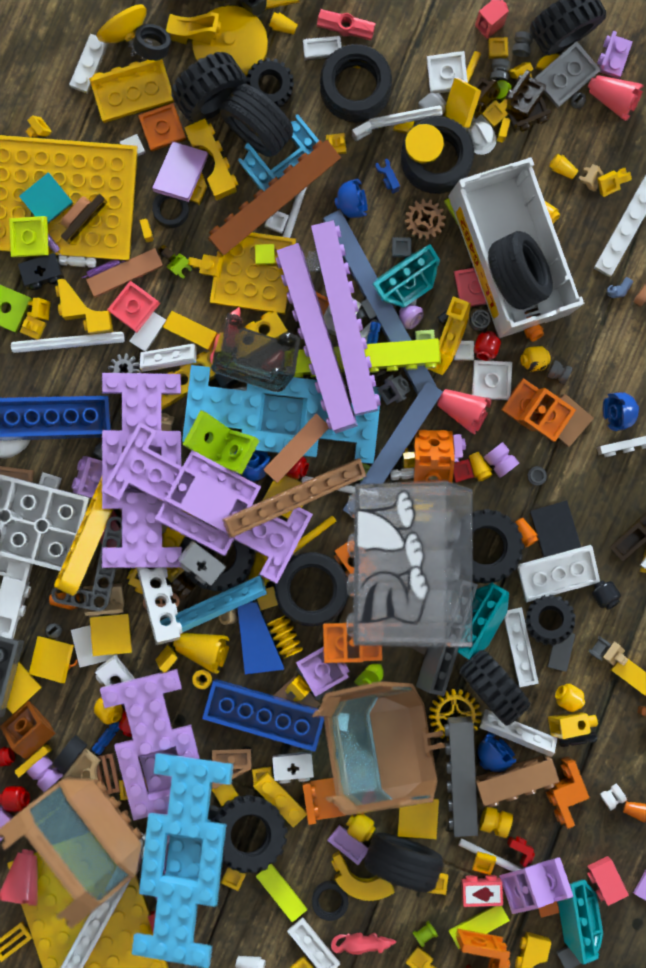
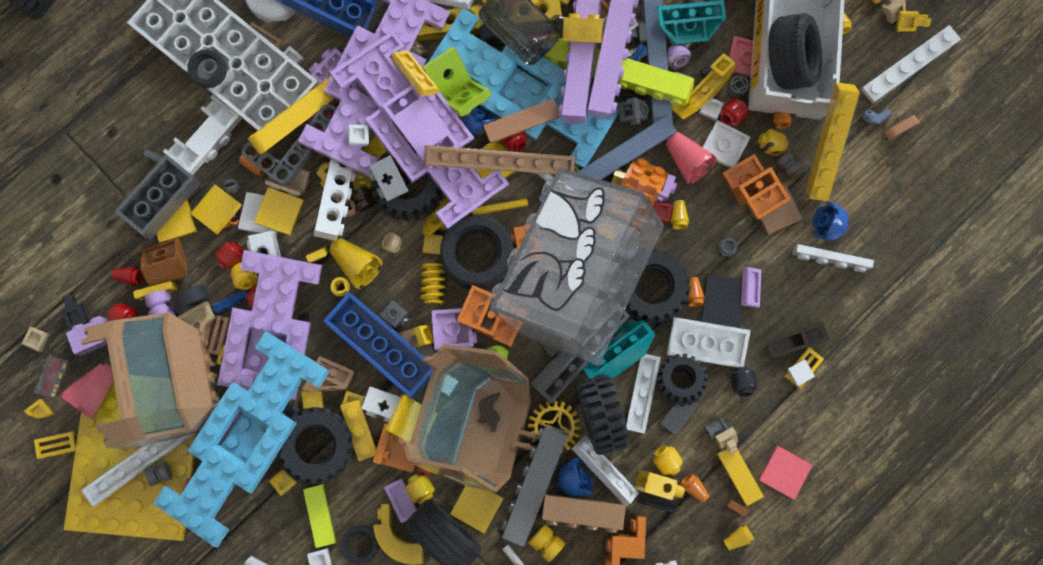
camera: 25 degrees right, 5 degrees down
(85, 696) = (229, 255): none -> red head
(120, 924) = (159, 473): none -> dark grey wheel
(154, 535) = (358, 135): none -> white tile
(179, 454) = (414, 73): none -> yellow tile
(219, 604) = (389, 227): medium azure plate -> none
(257, 643) = (405, 276): blue slope -> none
(264, 681) = (395, 315): none -> dark grey bracket
(314, 338) = (583, 29): none -> yellow bracket
(319, 772) = (404, 418): none -> yellow tile
(389, 730) = (487, 412): none -> dark brown piece
(501, 460) = (701, 217): lavender wheel -> none
(574, 504) = (751, 287): none -> lavender tile
(590, 339) = (832, 141): none -> yellow brick
(604, 710) = (695, 488): none -> orange cone

